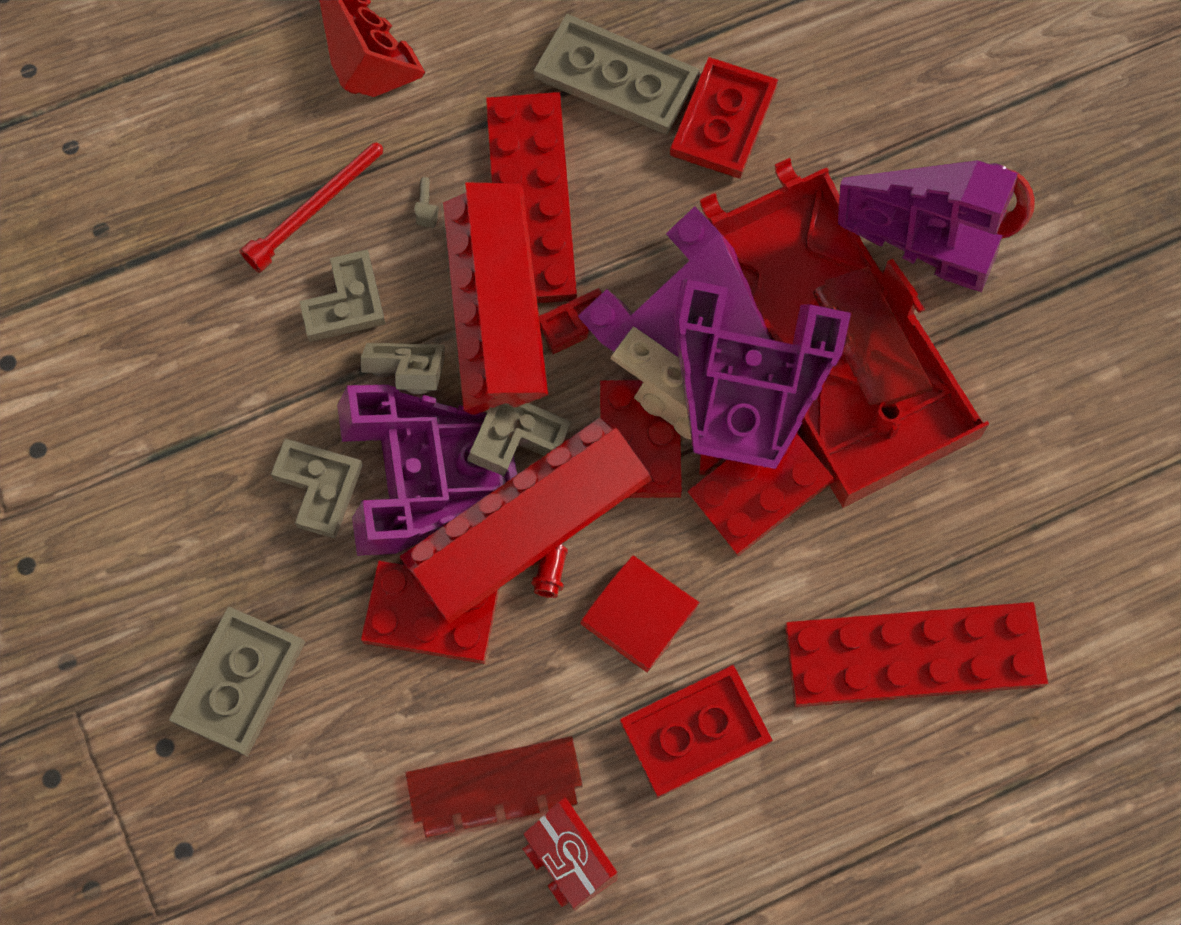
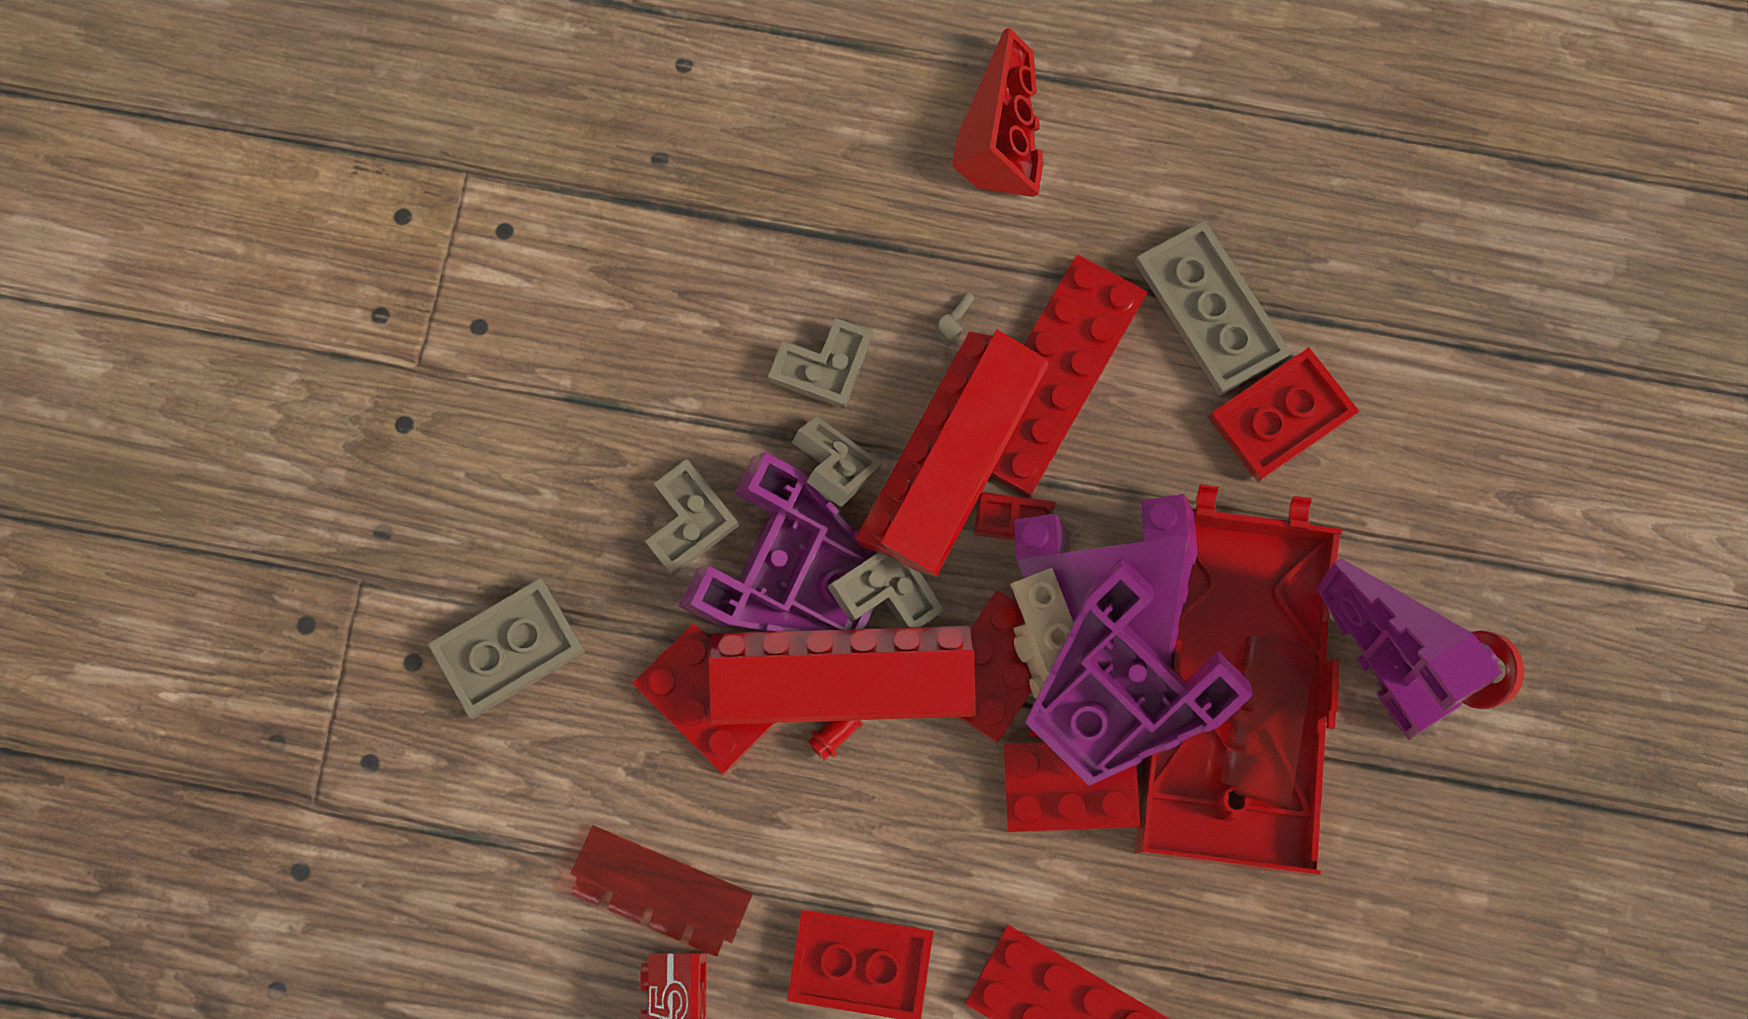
camera: 30 degrees right, 5 degrees up
(259, 252) = (781, 271): red piece -> none
(639, 613) = (885, 826): red slope -> none

